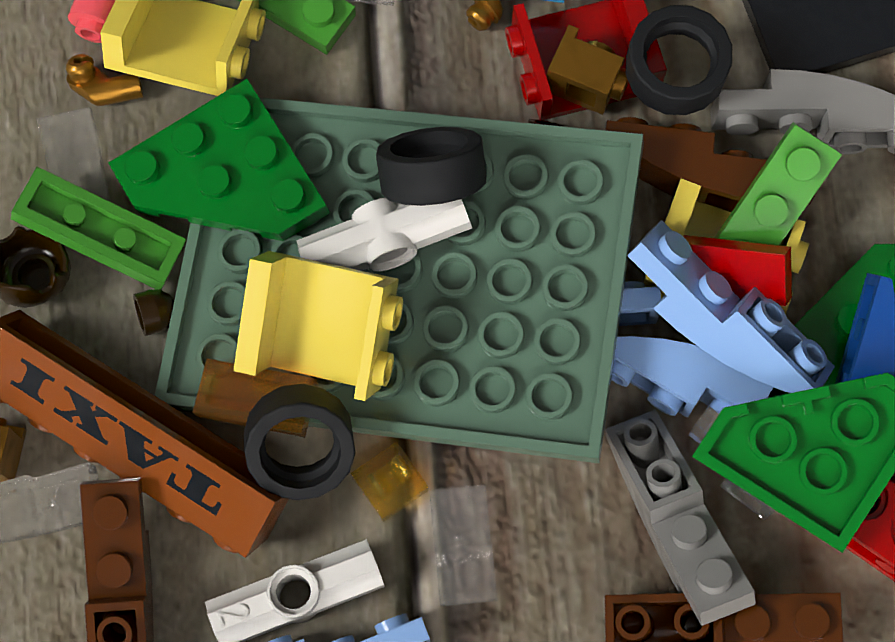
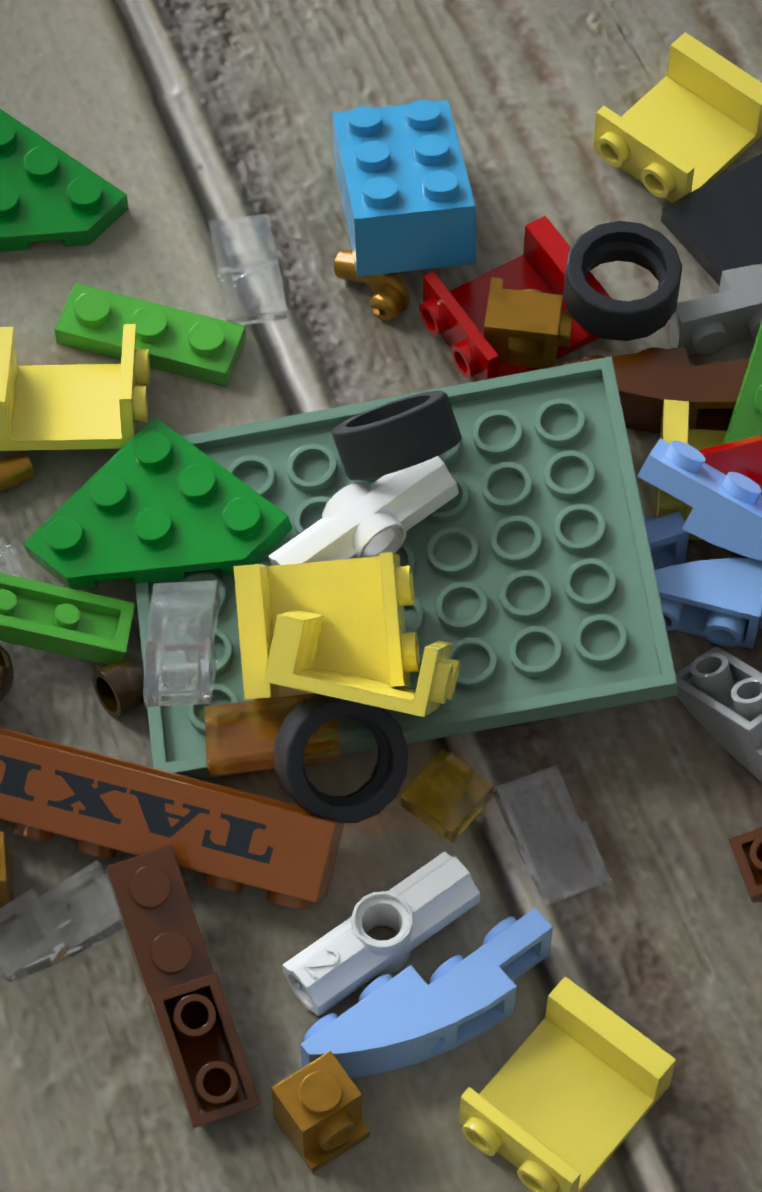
camera: 15 degrees left, 15 degrees down
(204, 295) = (180, 643): none -> clear slope
(318, 391) = (293, 660): none -> light yellow panel

